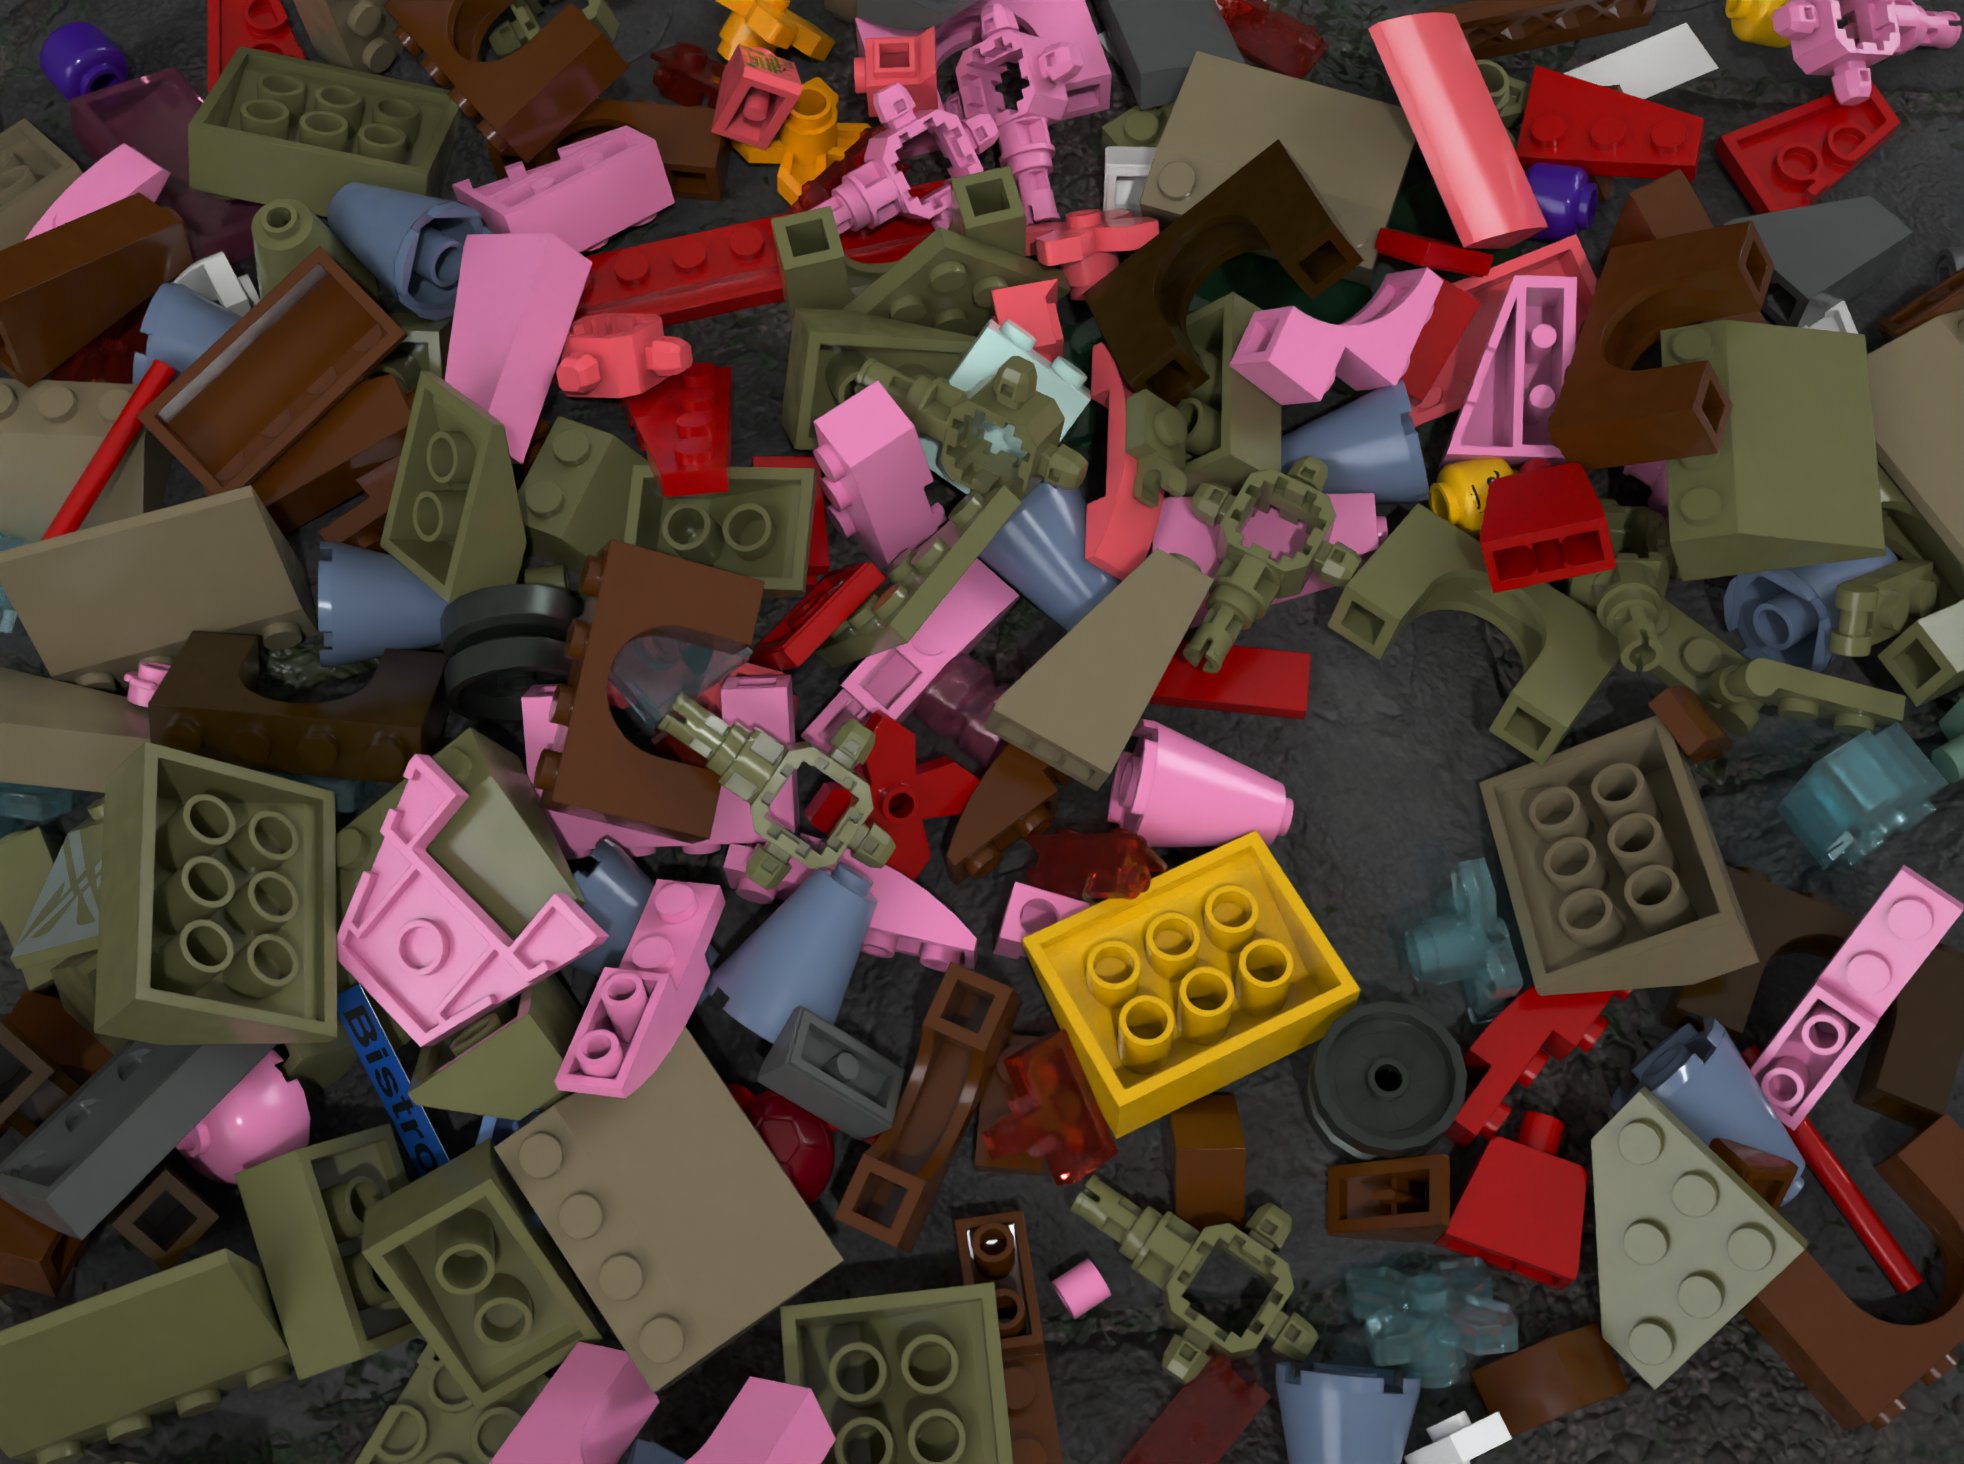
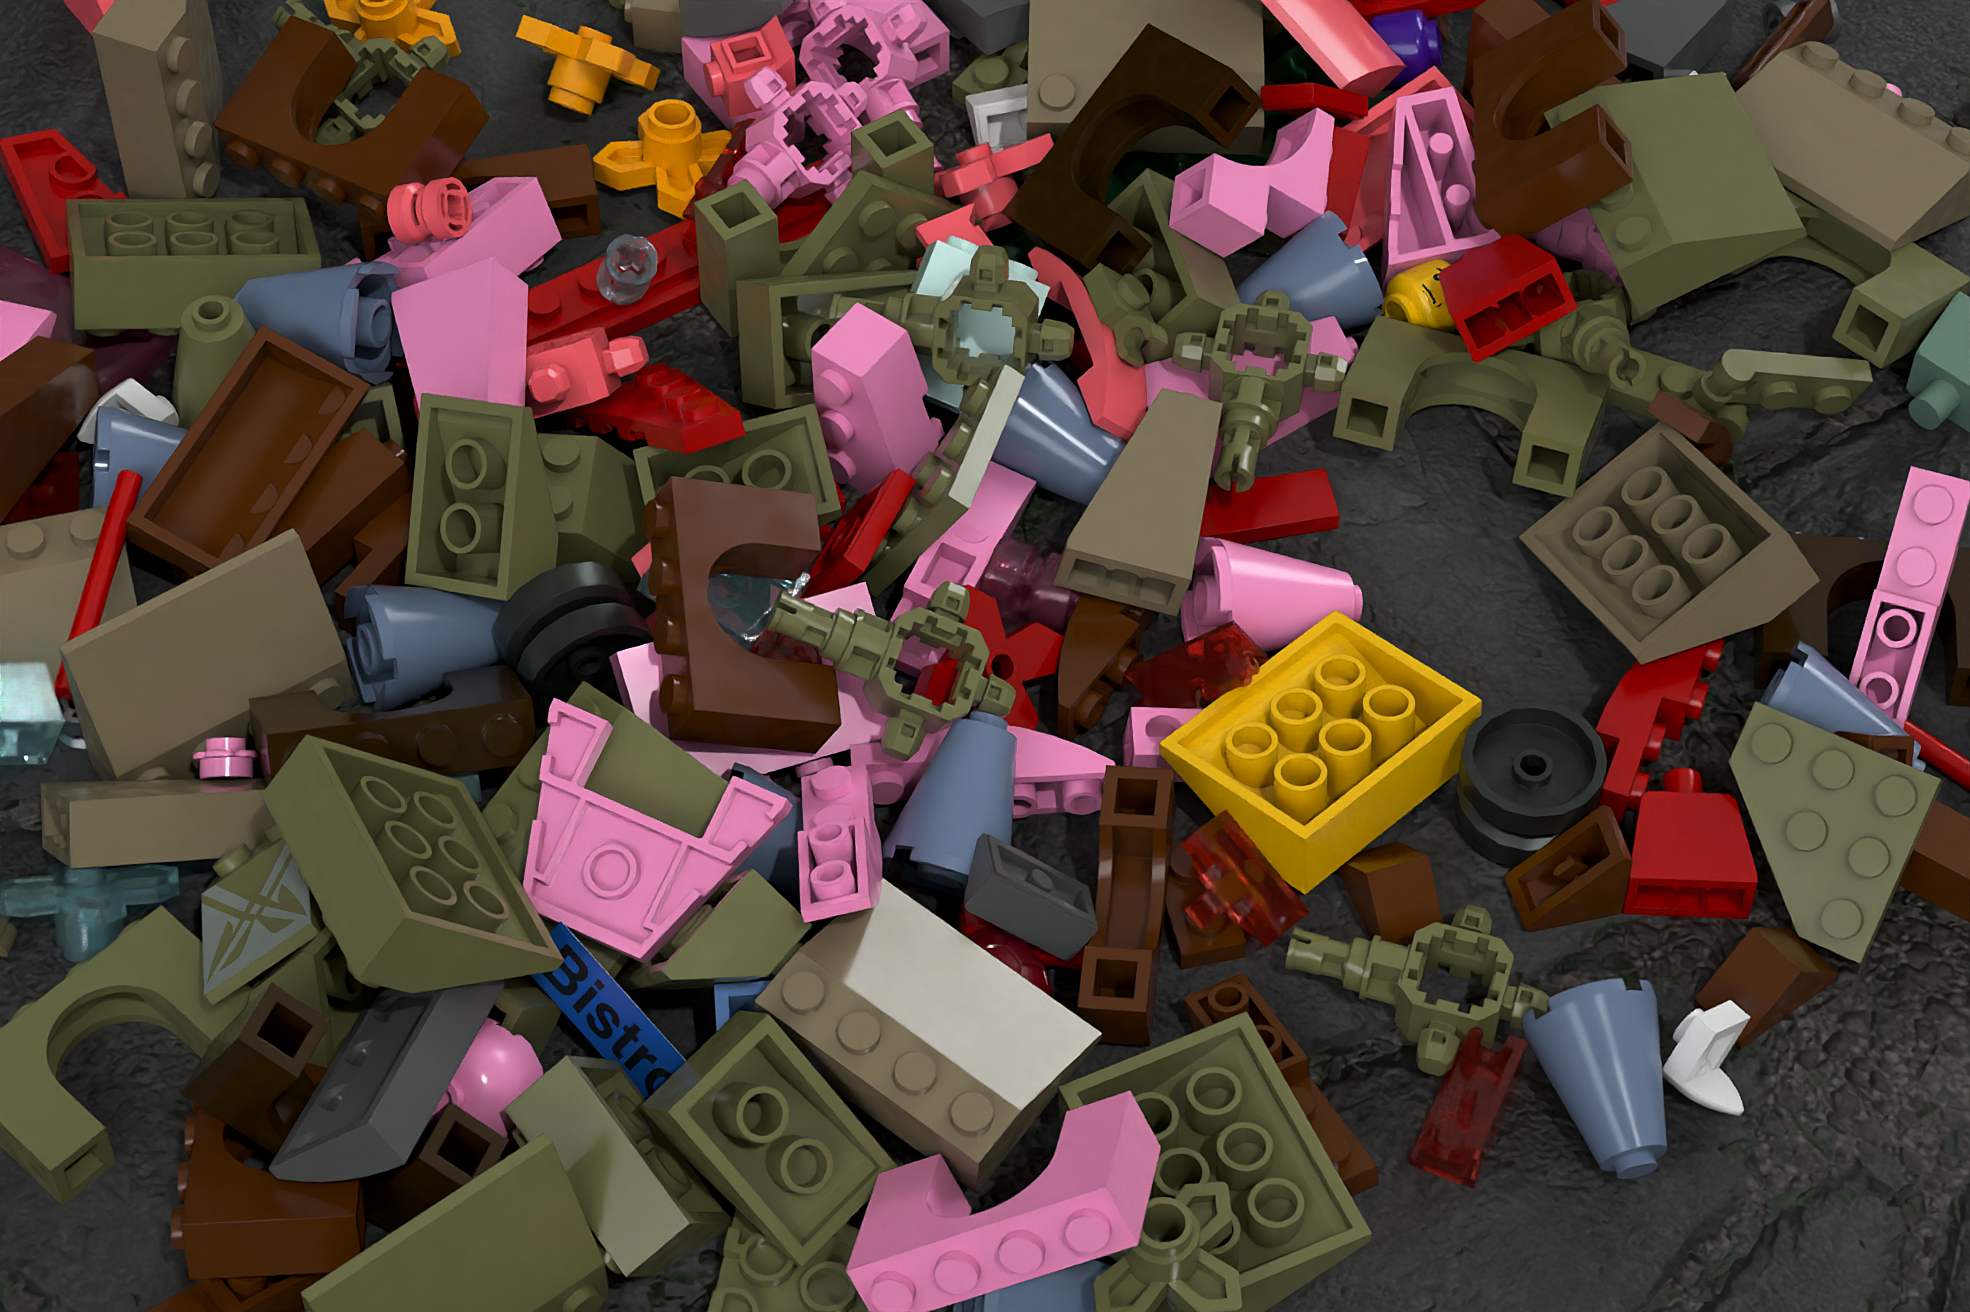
camera: 20 degrees left, 15 degrees down
(532, 156) = (436, 210): none -> coral wheel
(687, 74) = (530, 127): clear red hinge -> none
(720, 242) = (627, 286): none -> clear light blue bush
(755, 96) = (620, 119): coral slope -> none
(1081, 1288) = (1319, 1027): bright pink piece -> none
(1431, 1318) = (1645, 949): clear light blue plant -> none
(1467, 944) = (1562, 647): clear light blue plant -> none
(1792, 610) = (1755, 306): sand blue cone -> none
(1862, 796) = (1857, 451): clear light blue brick -> none
(1881, 605) = (1818, 288): olive plate -> none

